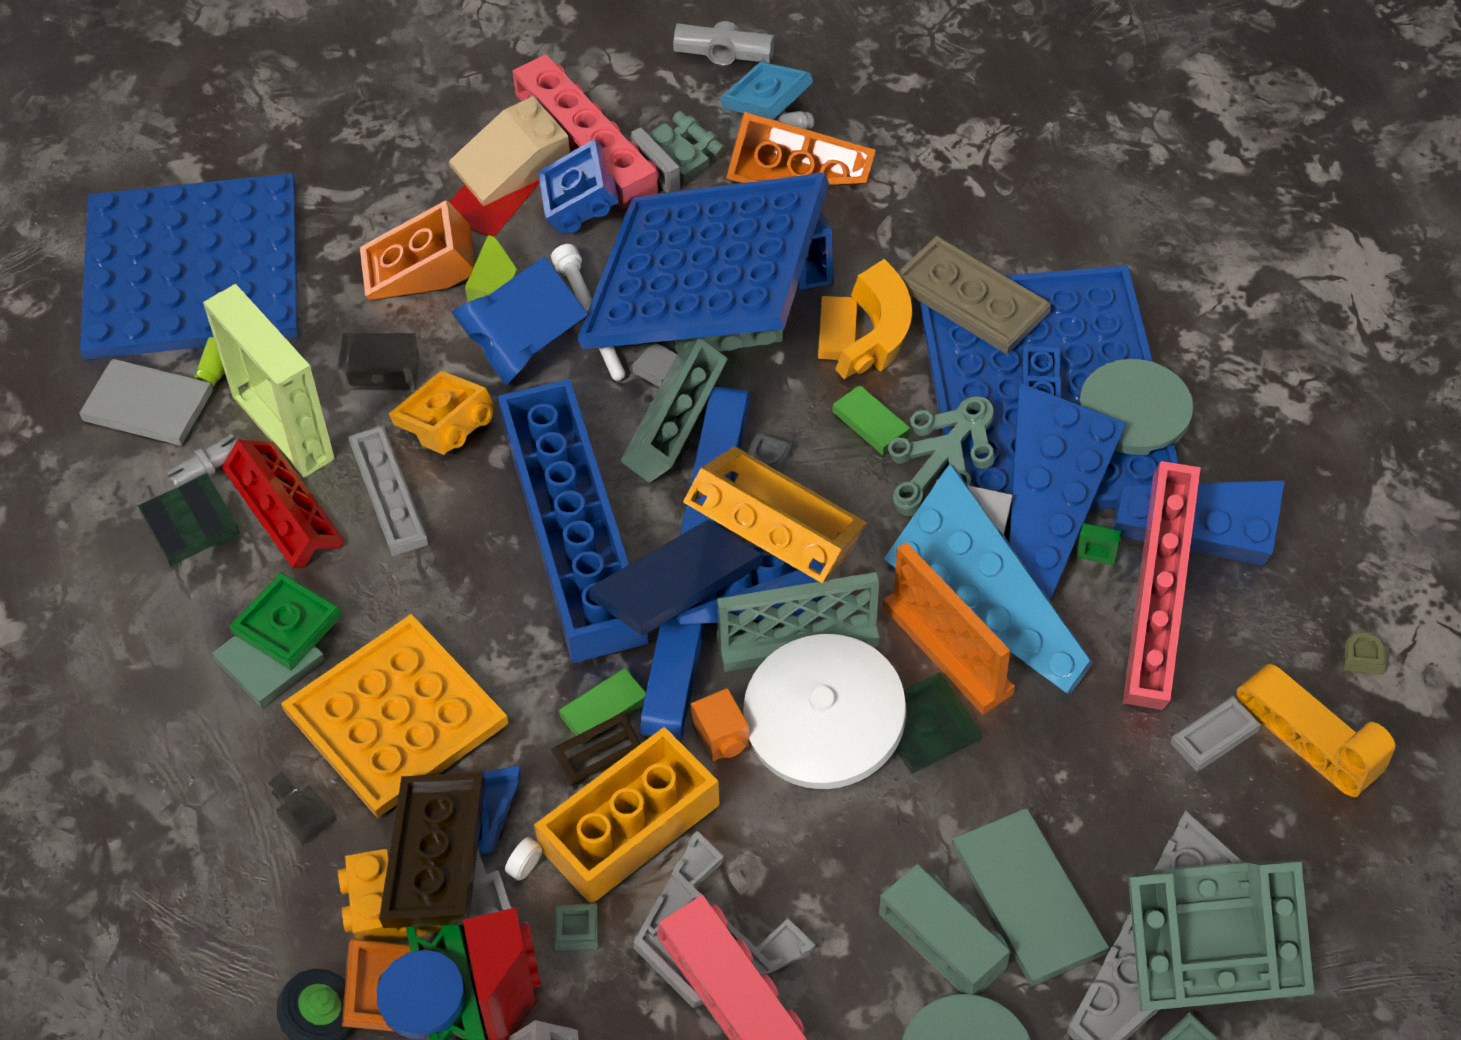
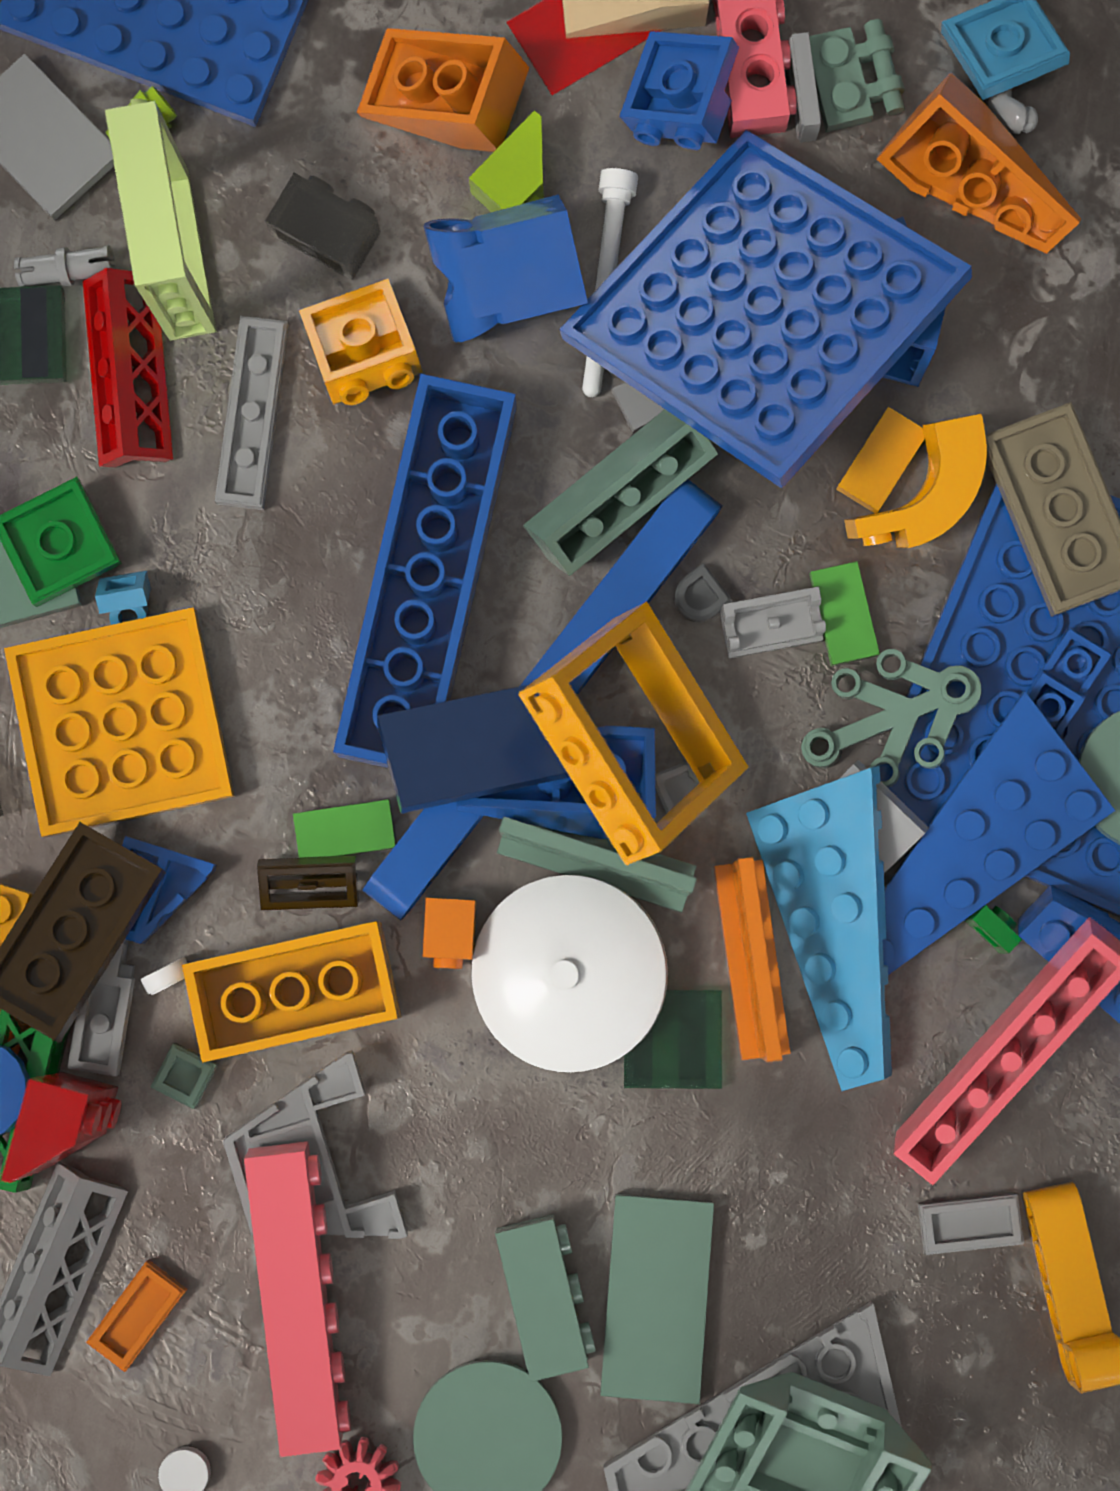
camera: 30 degrees right, 30 degrees up
(354, 631) = (123, 593): none -> dark azure tile
(826, 441) = (772, 622): none -> light grey hinge

